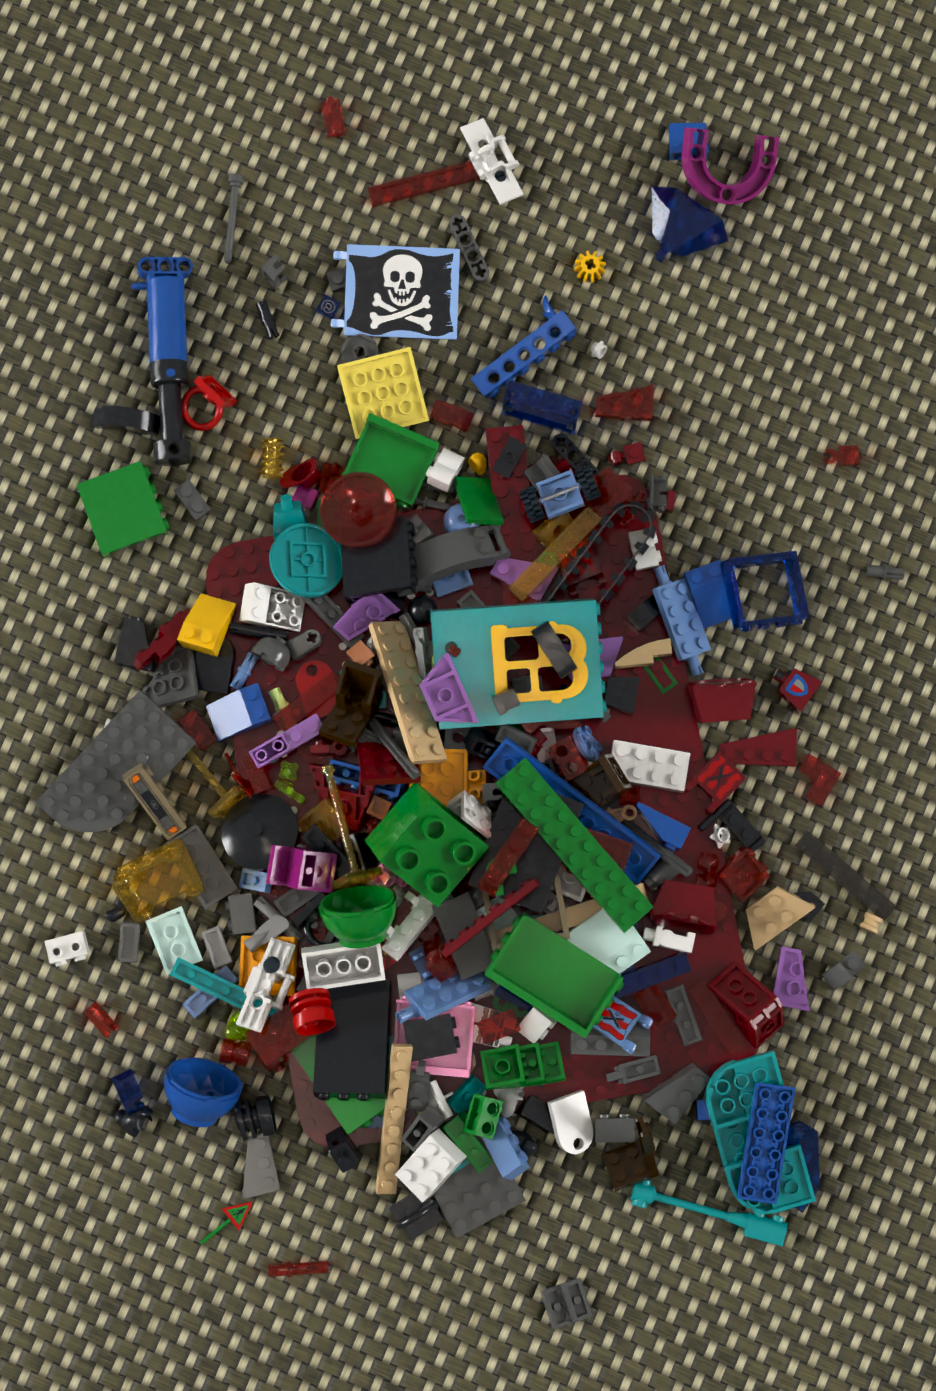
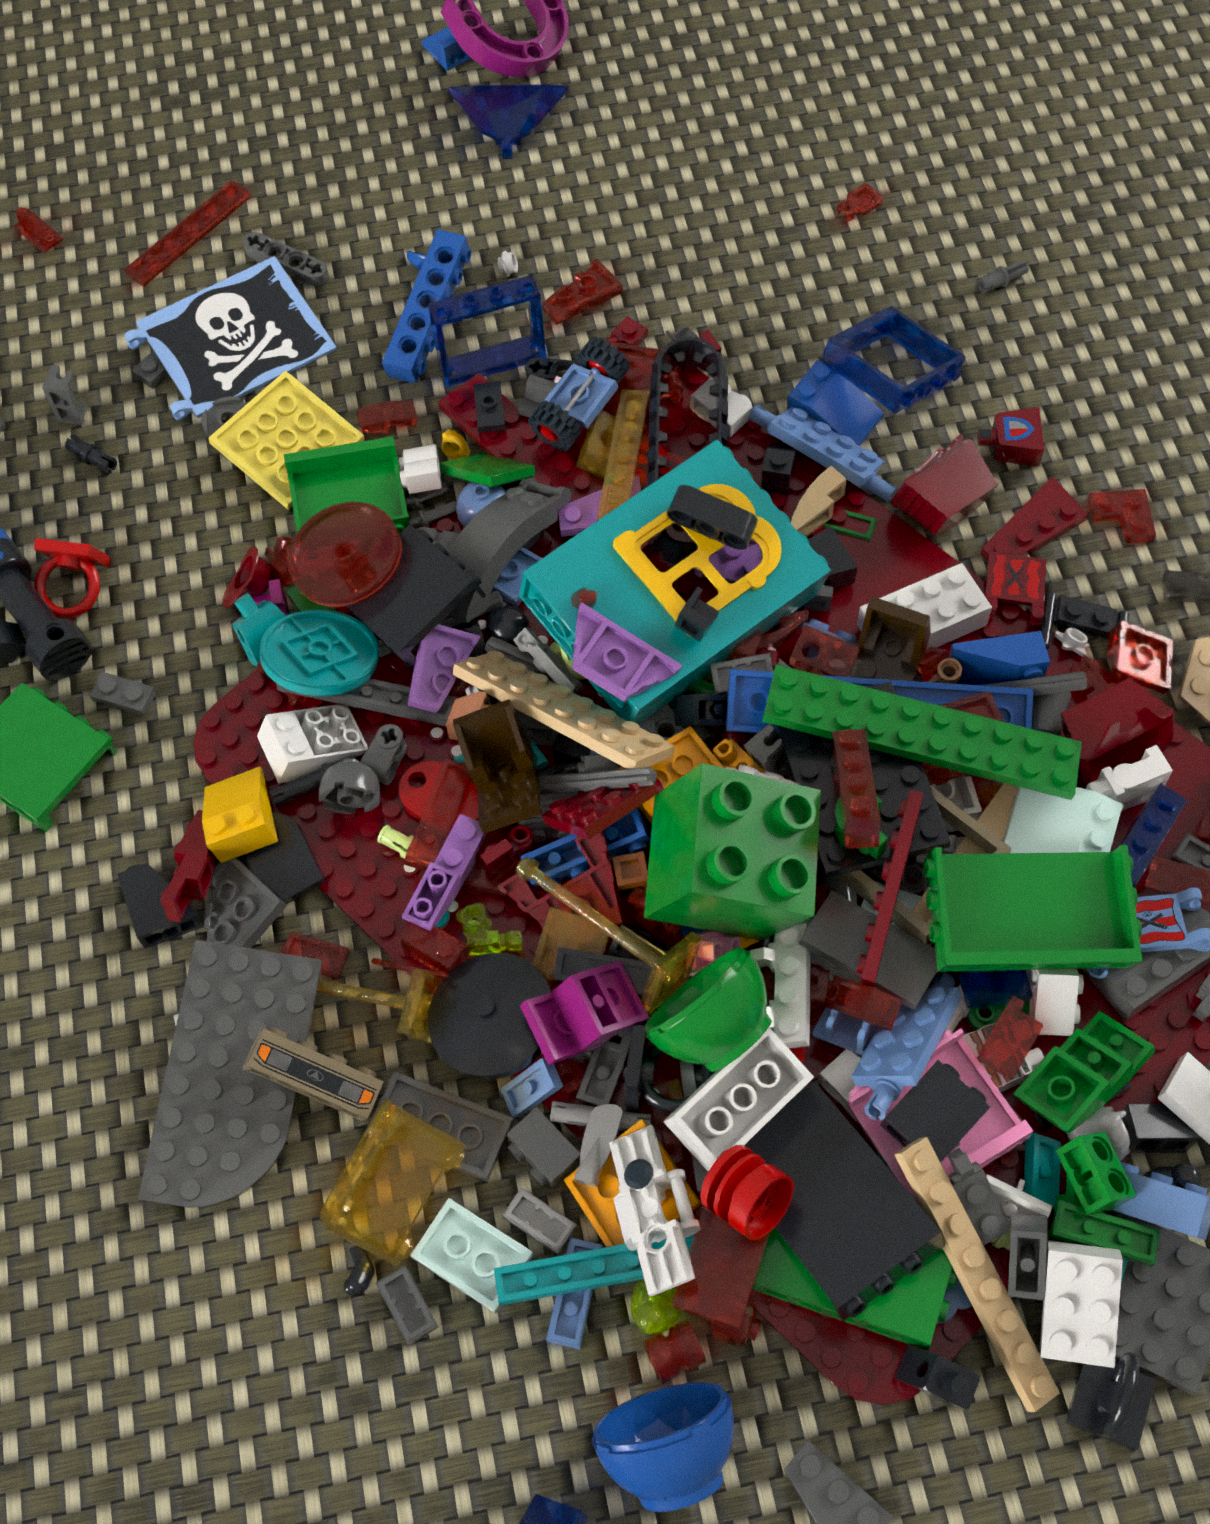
camera: 30 degrees left, 20 degrees down
(66, 948) = (318, 1378): white brick -> none
(100, 1019) = (439, 1451): clear red hinge -> none
(239, 712) = (356, 889): slope -> none
(244, 671) = (327, 839): medium blue pin -> none
(255, 1117) = (776, 1425): black wheel -> none
(271, 458) = (196, 583): clear yellow piece -> none
(328, 307) = (158, 401): clear blue tile -> none
(486, 163) = (258, 175): white piece -> none
(596, 270) = (436, 197): yellow gear -> none

